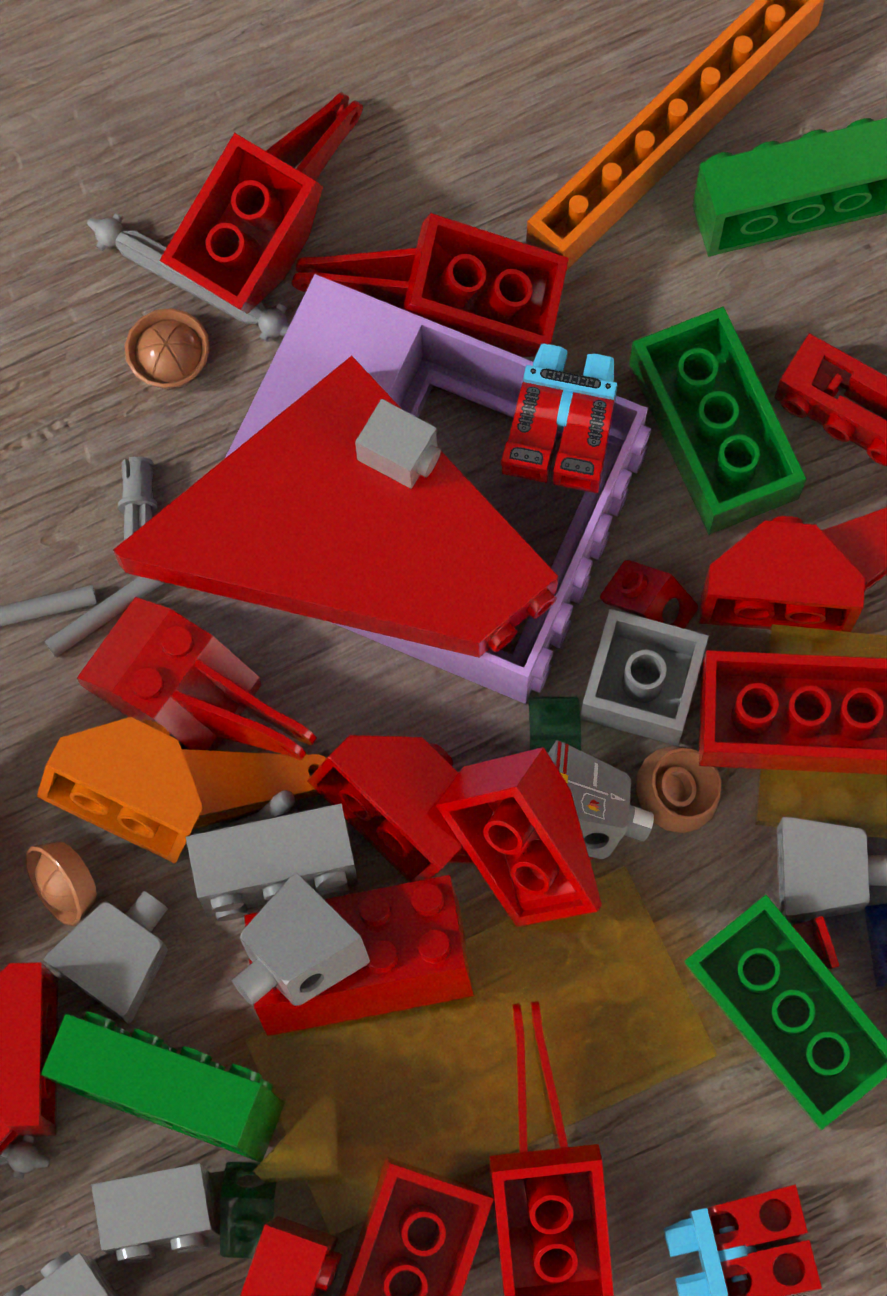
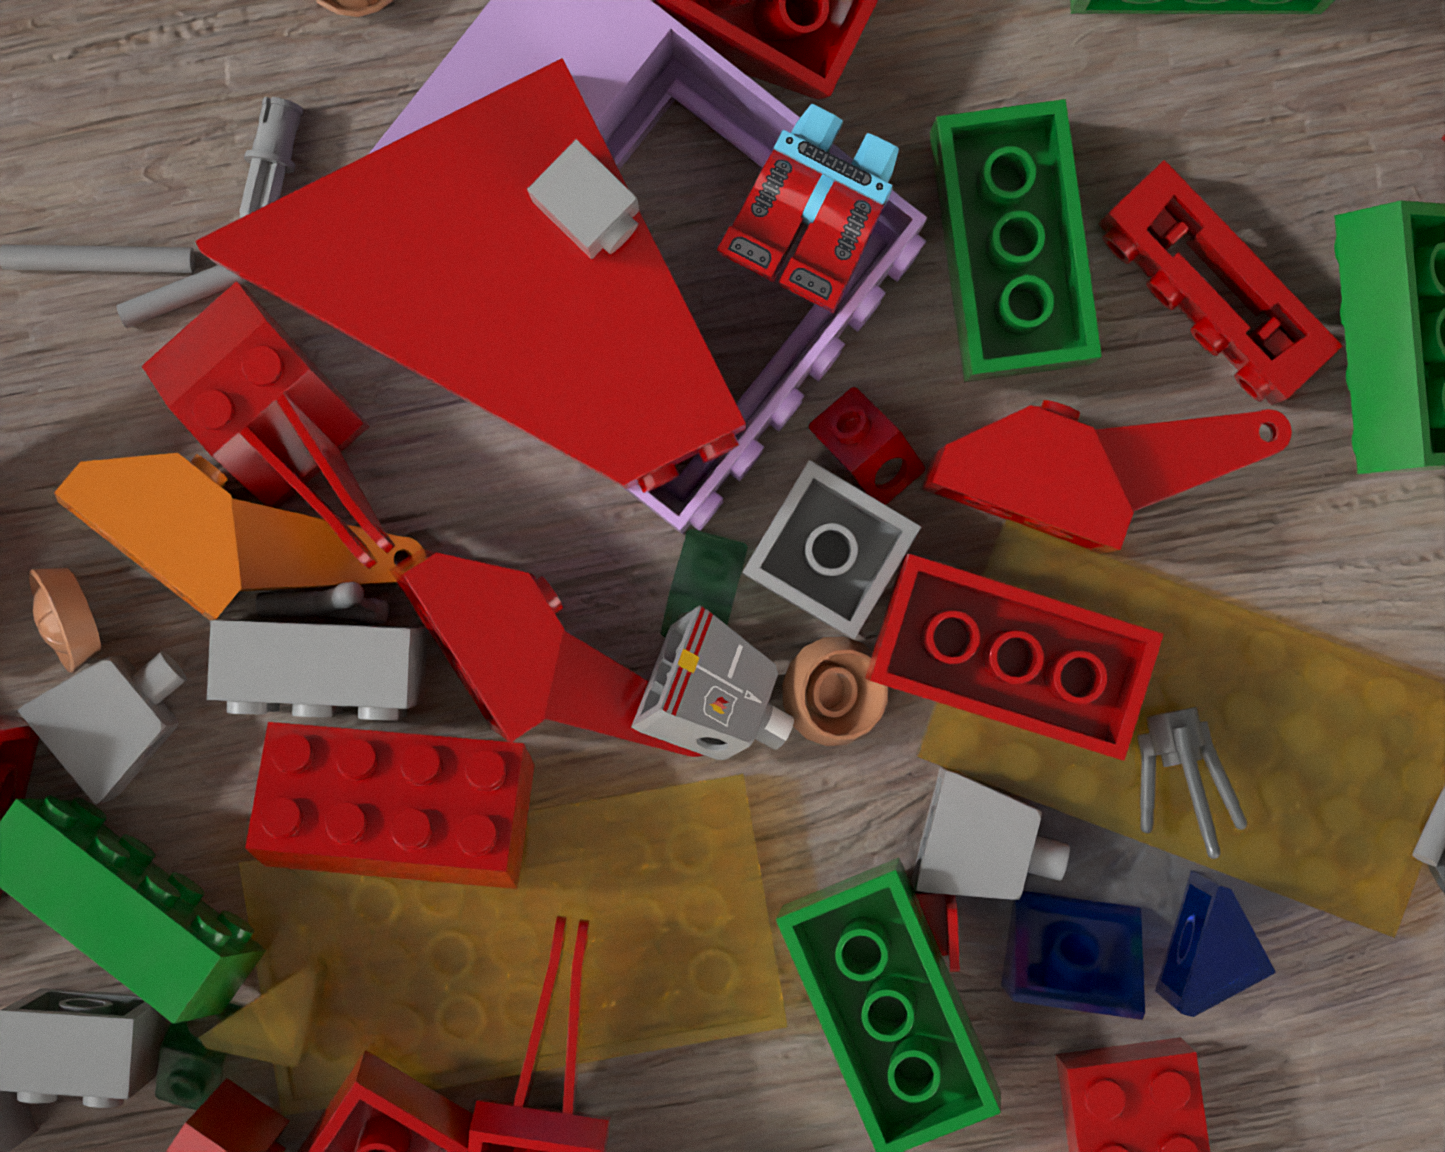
camera: 15 degrees right, 15 degrees up
(298, 946) = (308, 796): light grey torso -> none
(523, 836) = (618, 726): red slope -> none

